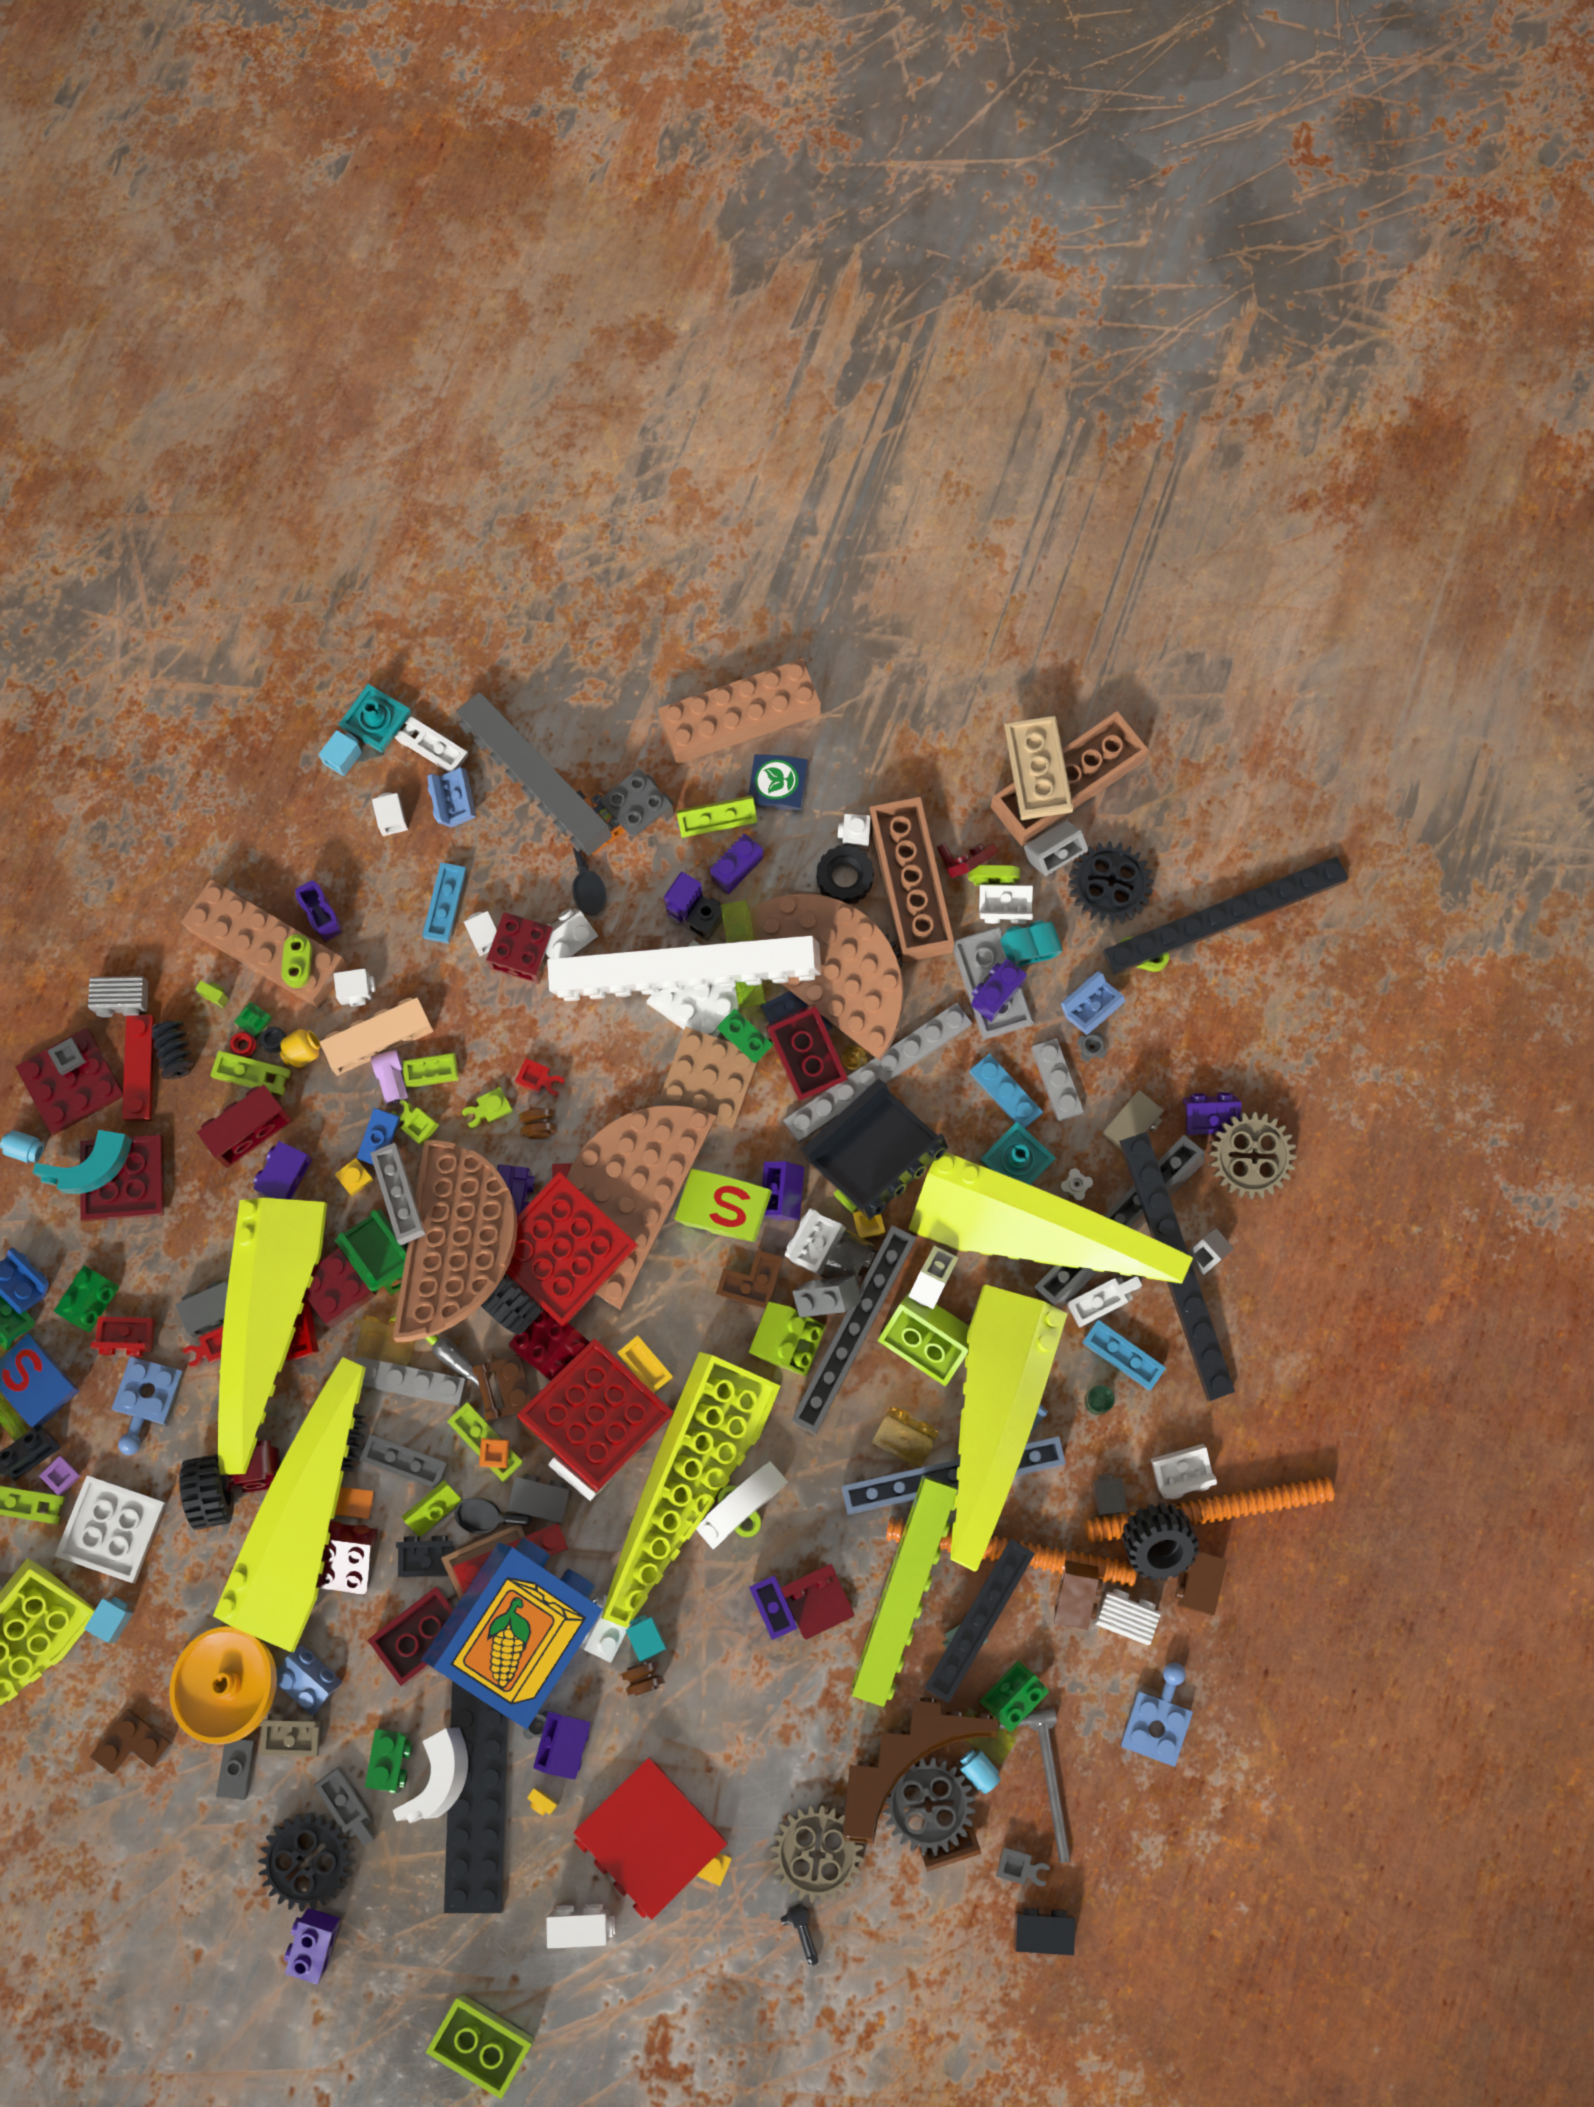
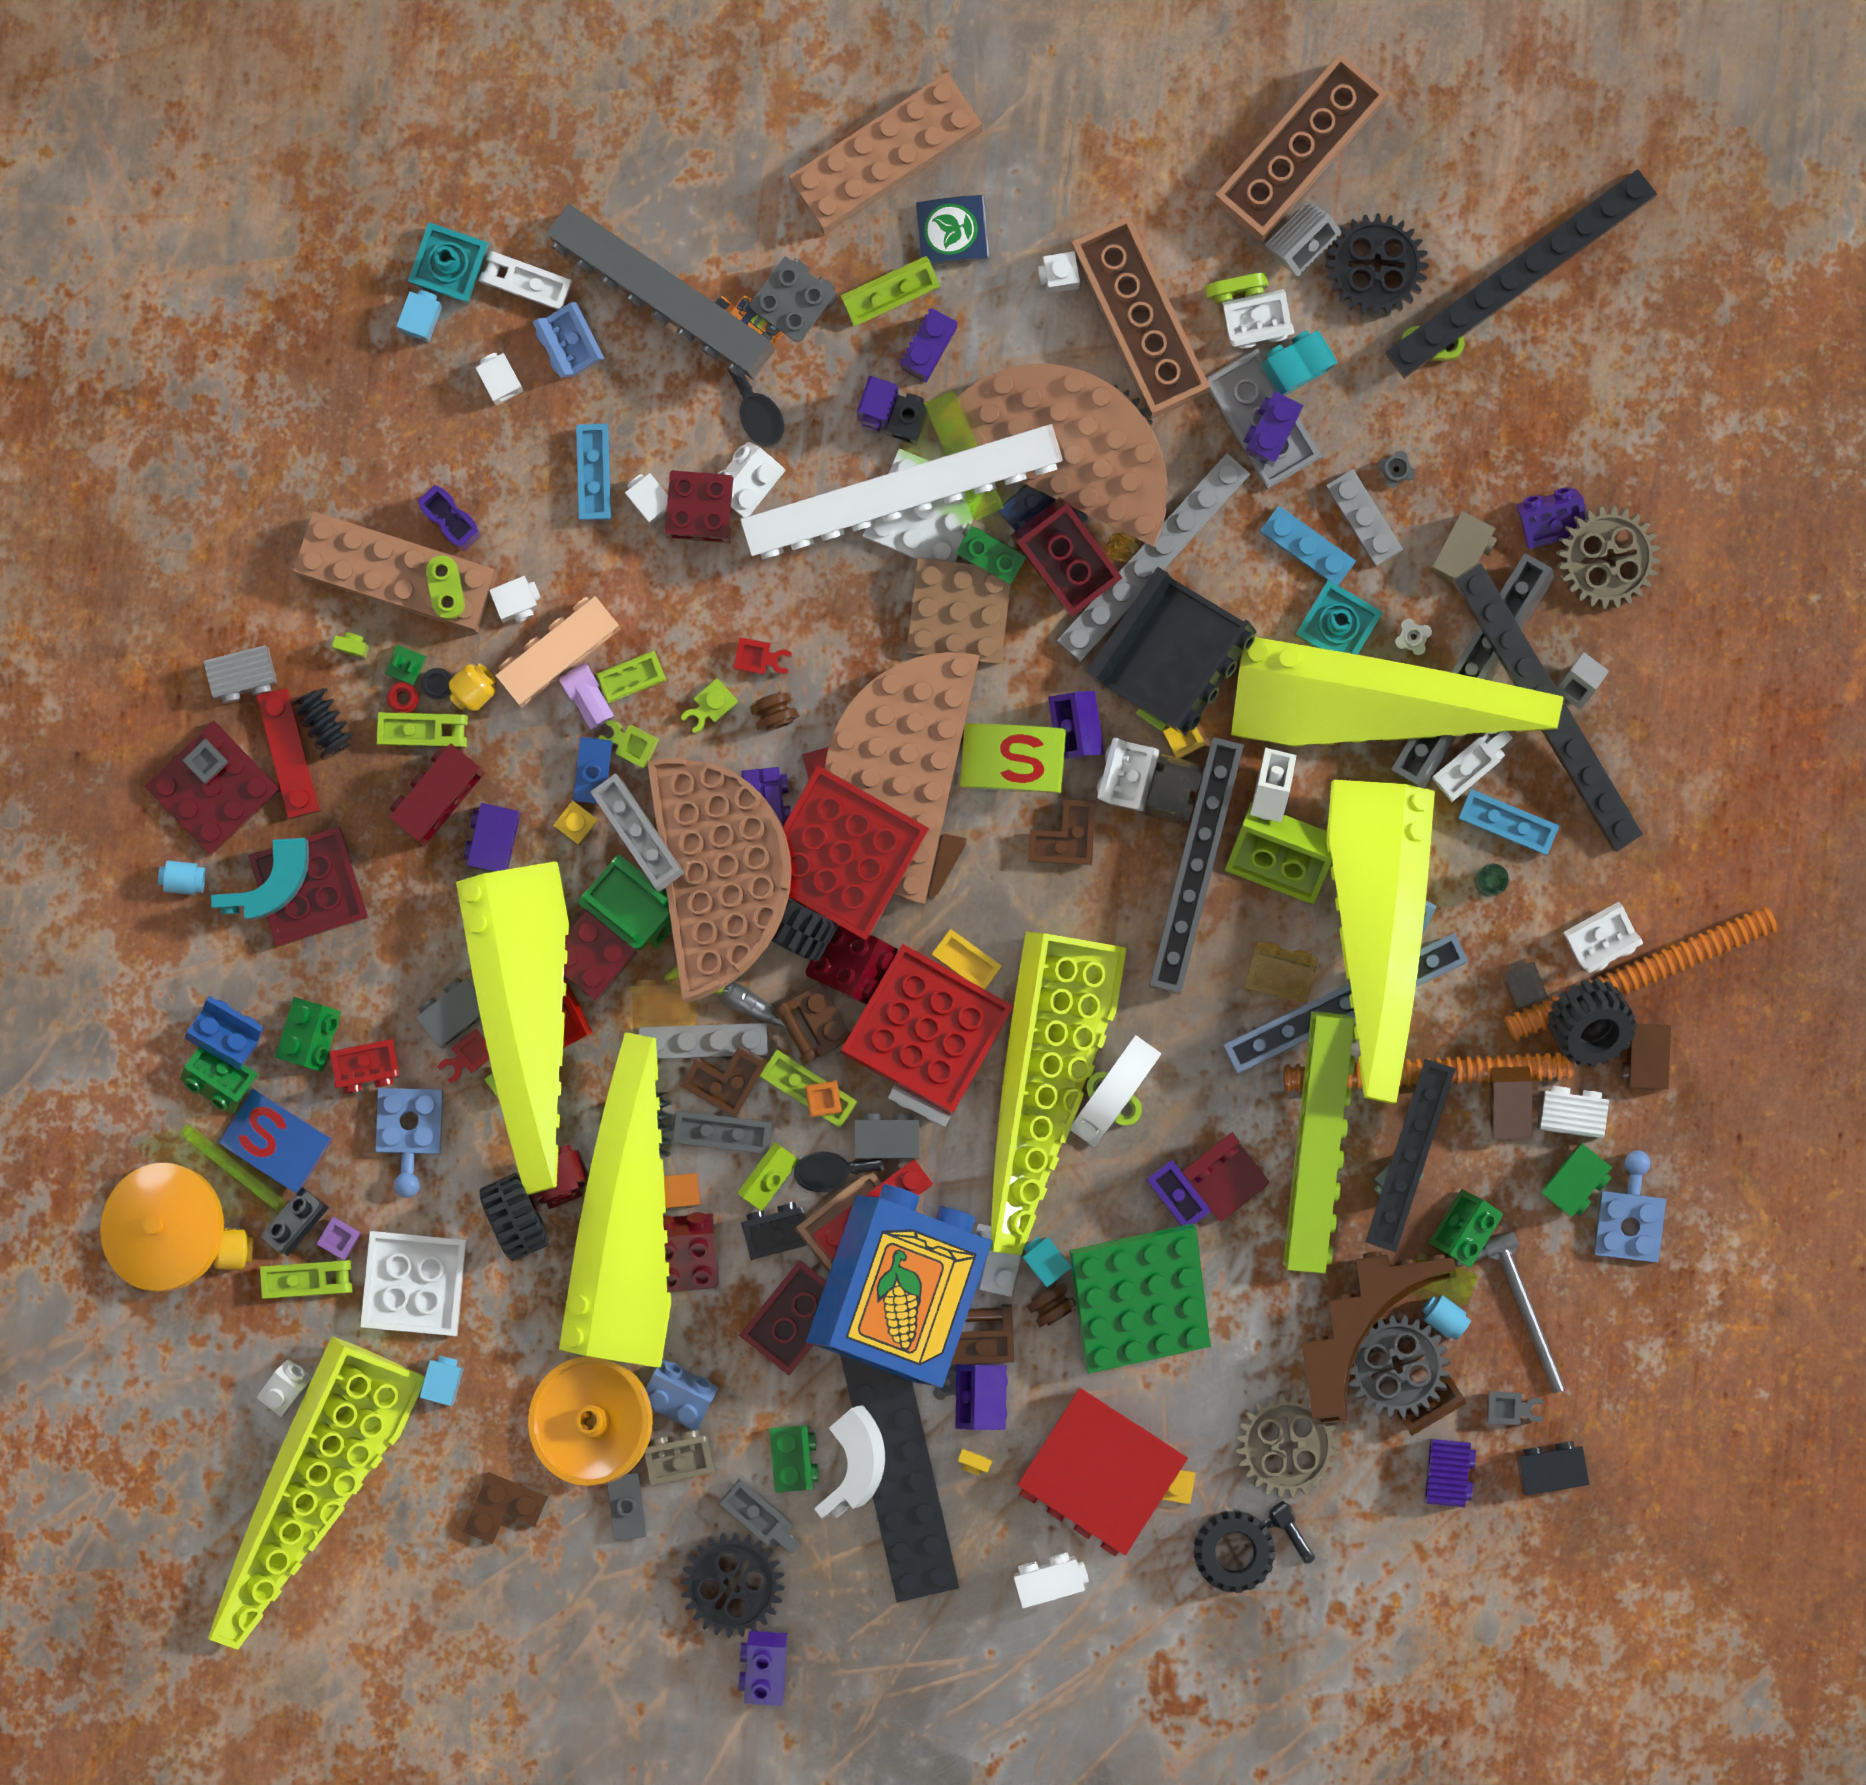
camera: 10 degrees left, 10 degrees up
(418, 1425) = (729, 1088): none -> reddish brown plate
(480, 2045) = (974, 1726): lime brick -> none
(579, 1700) = (986, 1346): none -> reddish brown plate
(649, 1274) = (947, 855): none -> reddish brown slope
(718, 1690) = (1140, 1298): none -> green plate
(748, 1966) = (1241, 1579): none -> black tyre
(787, 1338) = (1122, 892): lime slope -> none
(827, 1296) = (1158, 836): dark grey brick -> none
(851, 856) = (1053, 304): black tyre -> none
(952, 1913) = (1448, 1473): none -> dark purple brick
(967, 861) = (1204, 281): dark red plate -> none
(1038, 767) = (1261, 147): tan plate -> none
(1091, 1003) = (1385, 417): medium blue bracket -> none
(1118, 1677) = (1576, 1180): none -> green brick

